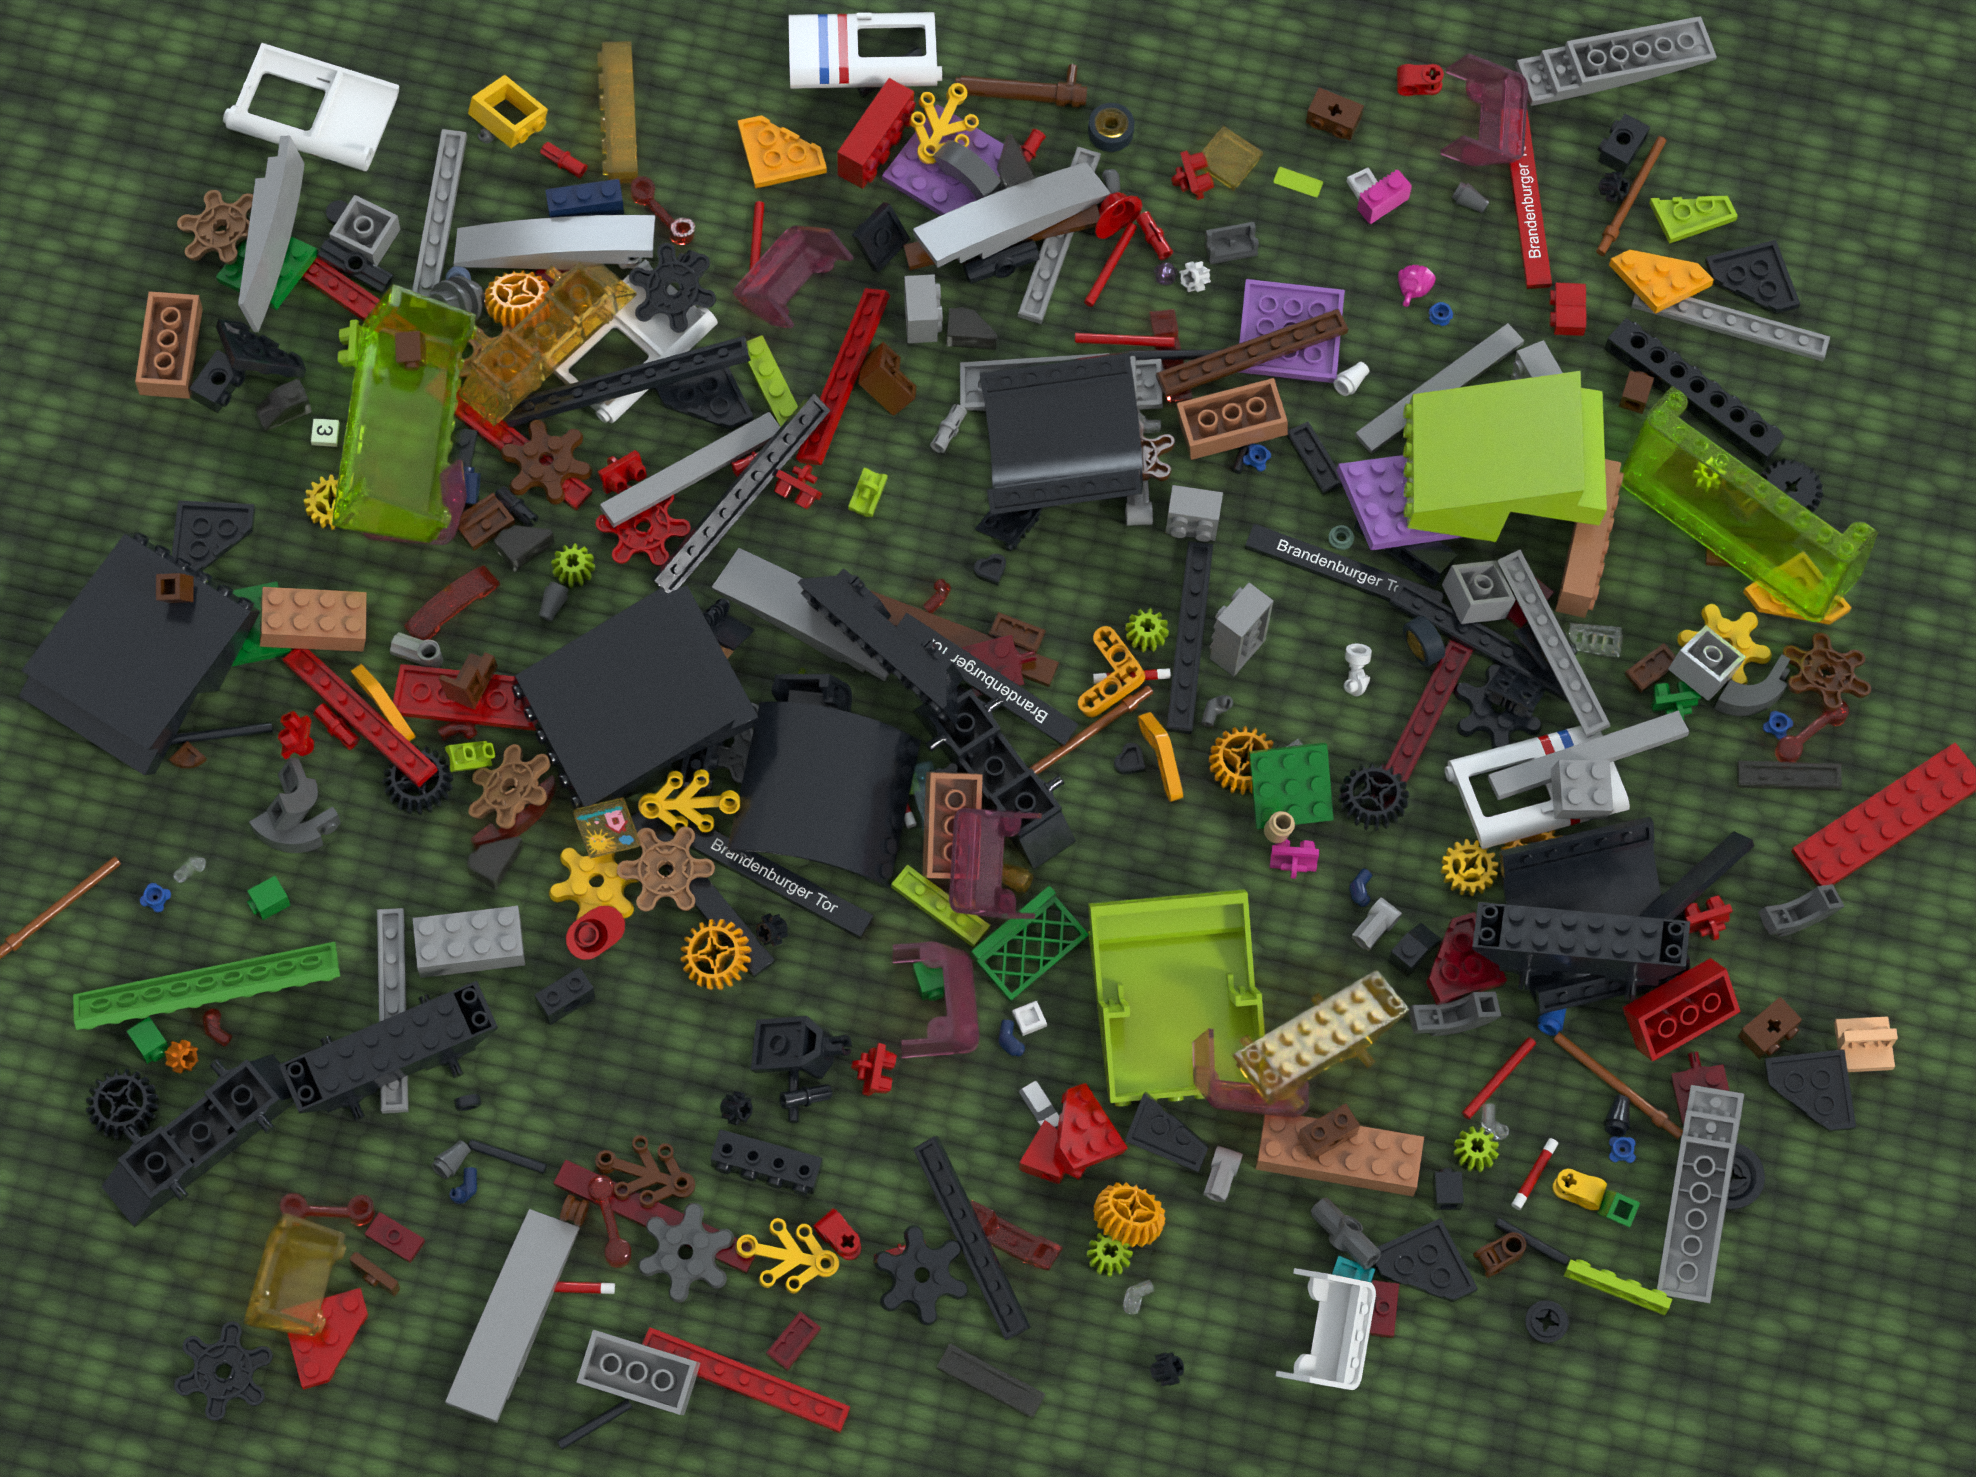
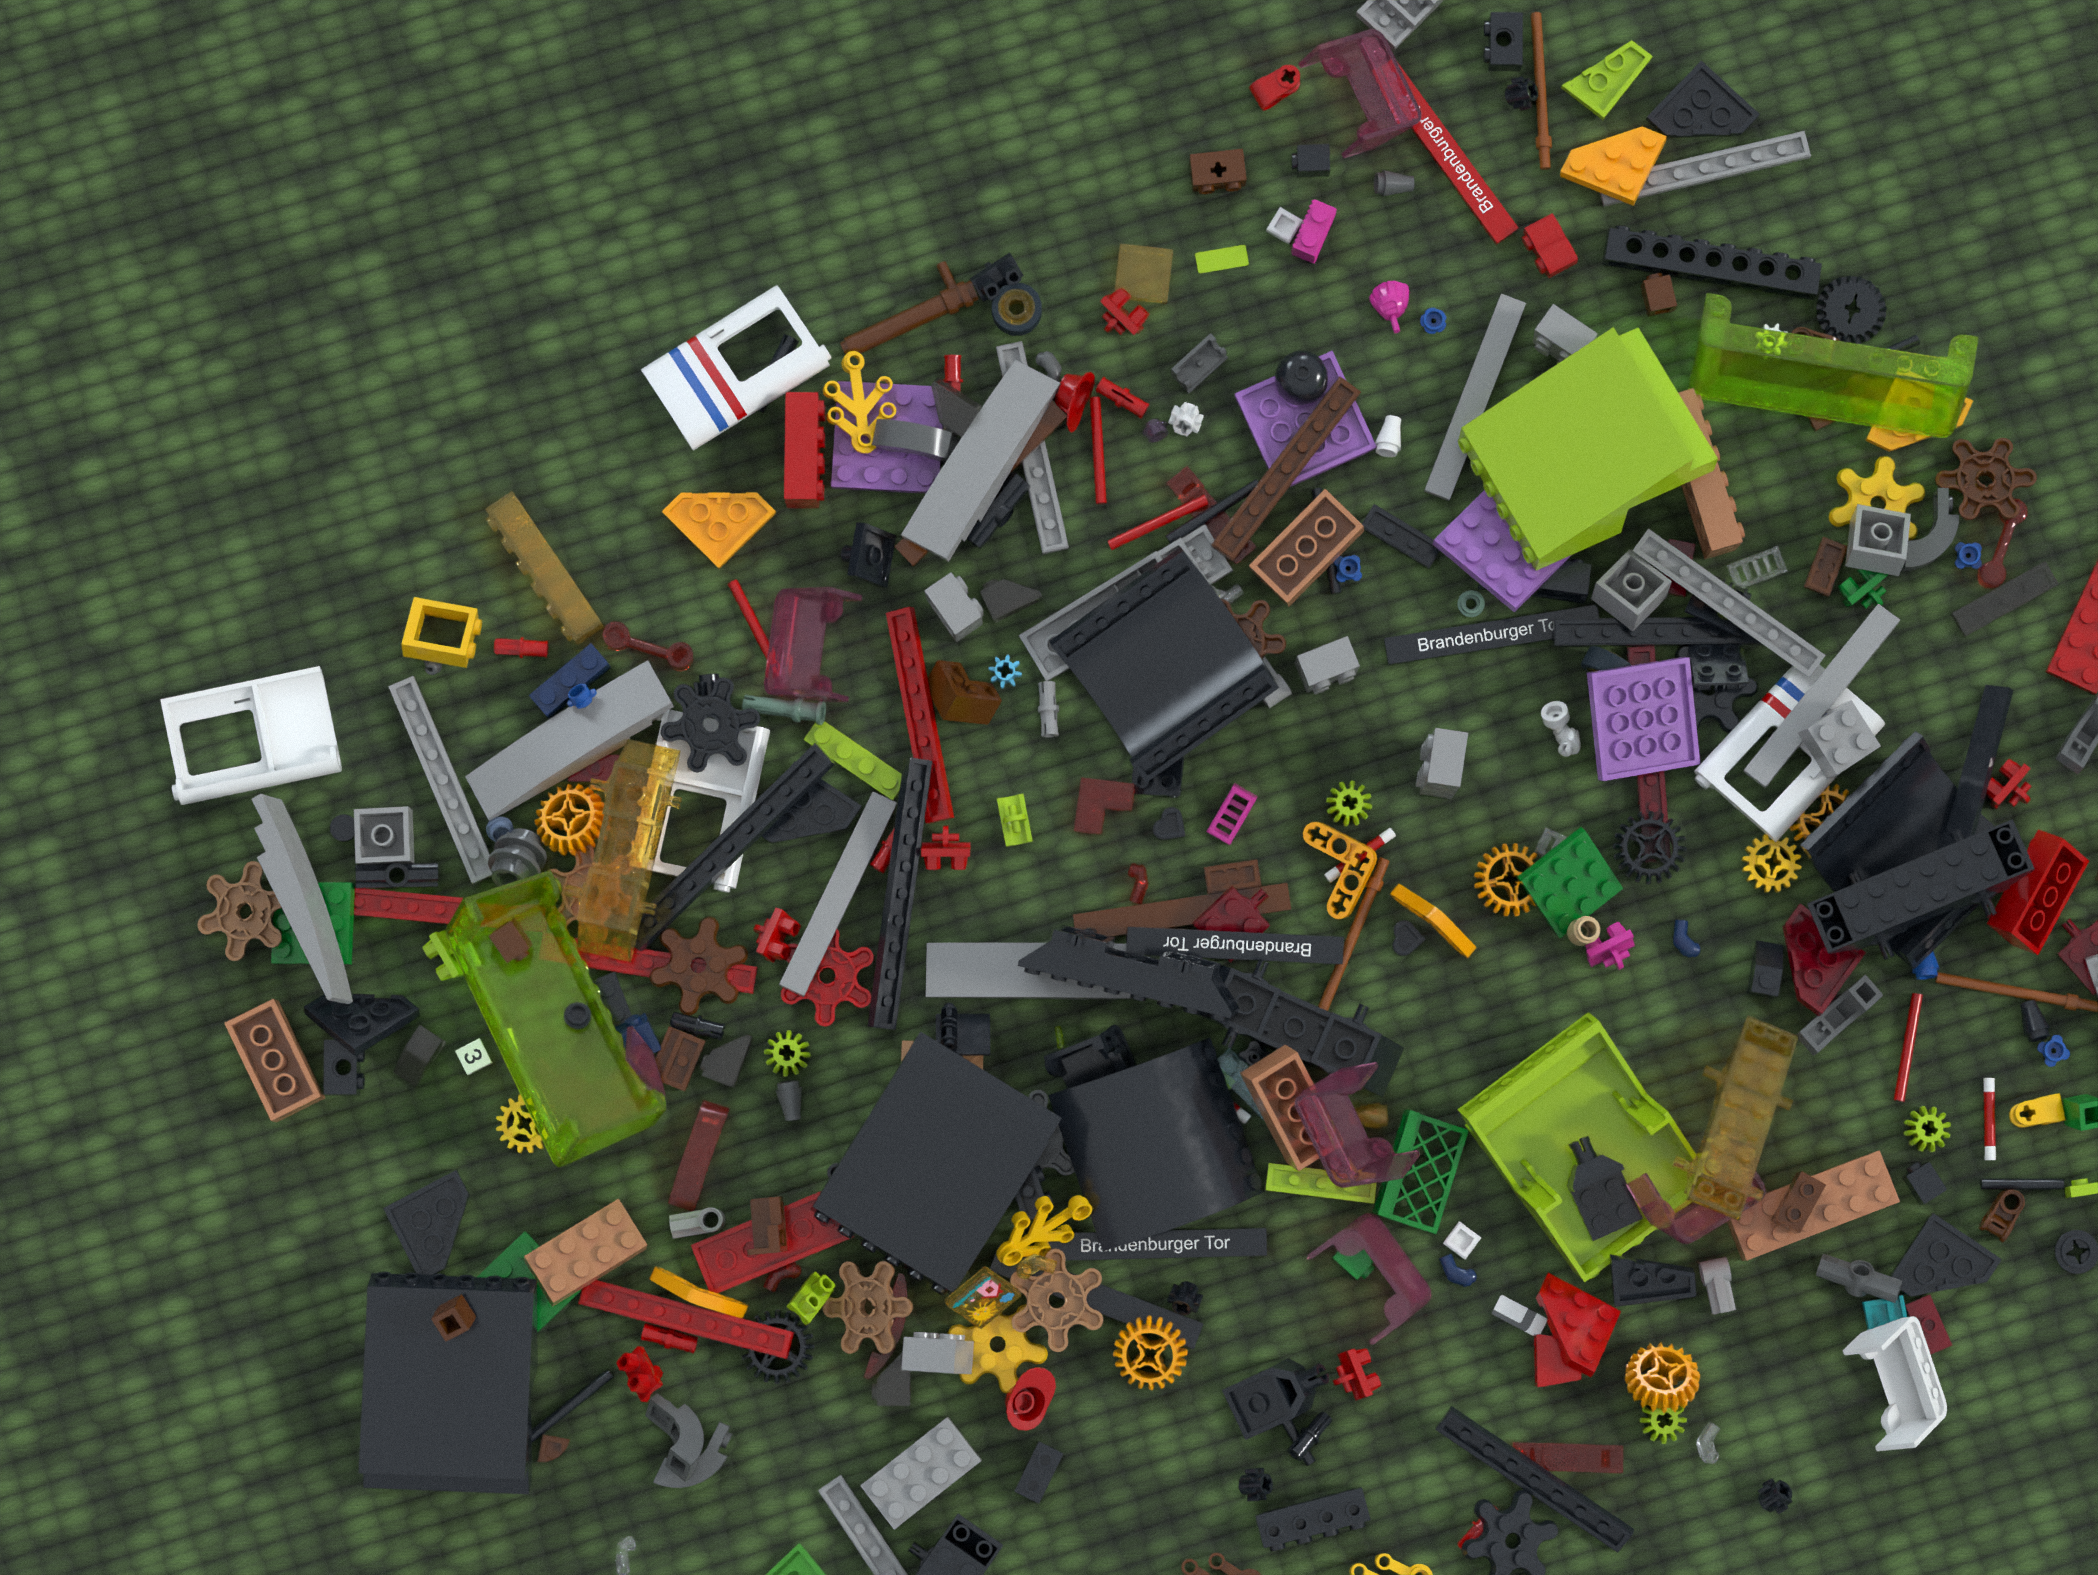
camera: 25 degrees left, 15 degrees up
(267, 898) = (713, 1540): green brick -> none
(425, 433) = (577, 1015): none -> black plate
(541, 852) = (937, 1353): none -> light grey brick
(585, 210) = (580, 696): none -> blue plate
(665, 827) = (1033, 1264): none -> clear yellow arm
(748, 317) = (796, 709): none -> sand green pin
(836, 1232) = (1410, 1544): red piece -> none
(931, 381) = (1010, 677): none -> medium azure gear
(944, 515) = (1097, 796): none -> clear red plate
(1059, 589) = (1243, 793): none -> dark pink slope
(1109, 92) = (995, 276): none -> black hips
(1168, 1039) = (1600, 1191): none -> black plate
(1189, 637) = (1390, 785): black tile -> none
(1214, 707) = (1453, 841): dark grey arm -> none
(1306, 293) = (1301, 377): none -> black cylinder
(1380, 919) = (1719, 959): light grey piece -> none
(1414, 146) = (1311, 160): none -> black brick
(1428, 691) = (1643, 718): none -> medium lavender plate
(1491, 1125) = (1925, 1096): clear arm -> none

